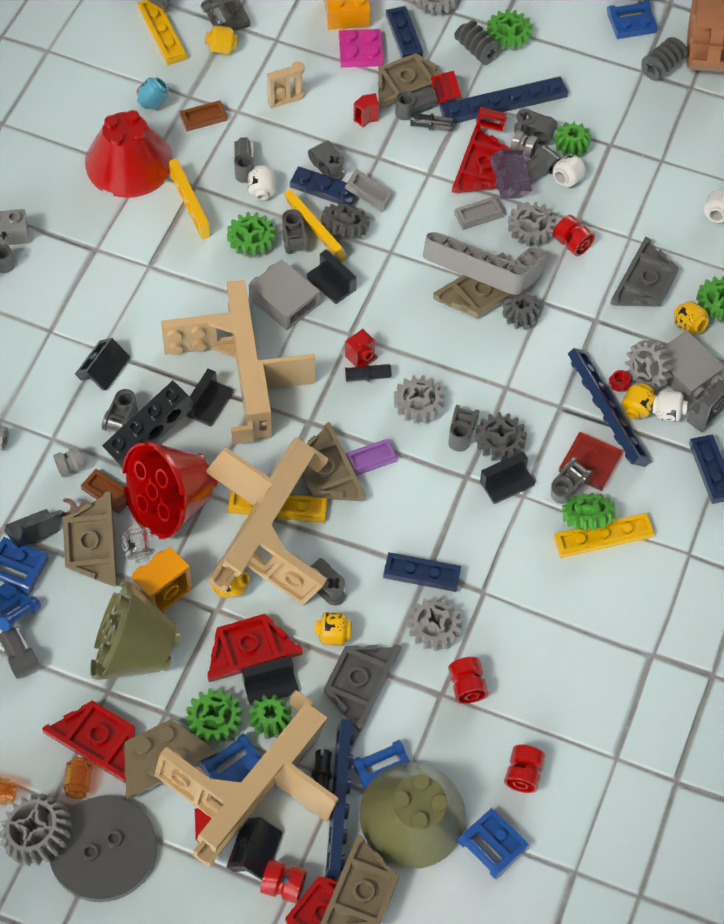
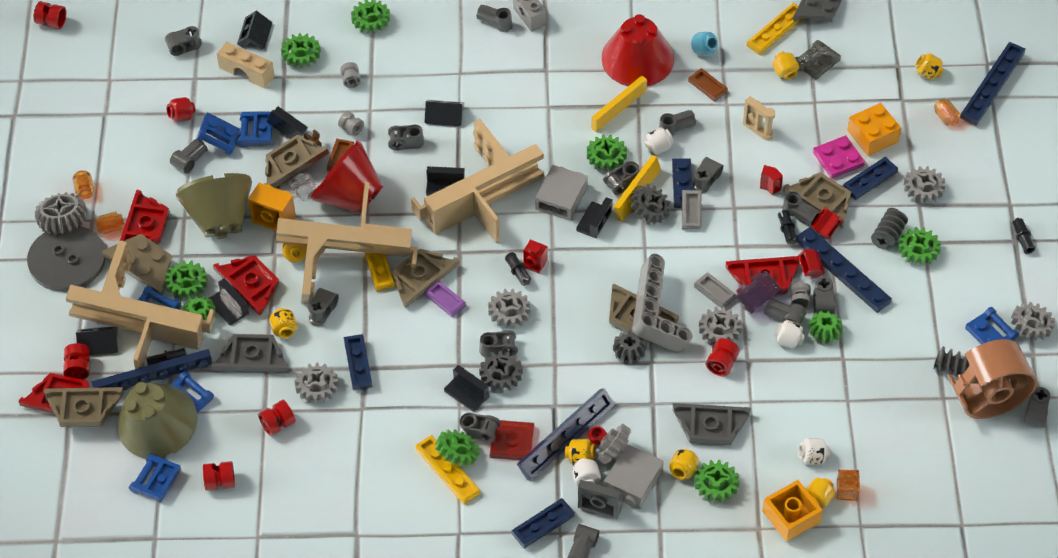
camera: 70 degrees right, 5 degrees down
(151, 421) = (398, 152): black brick -> none

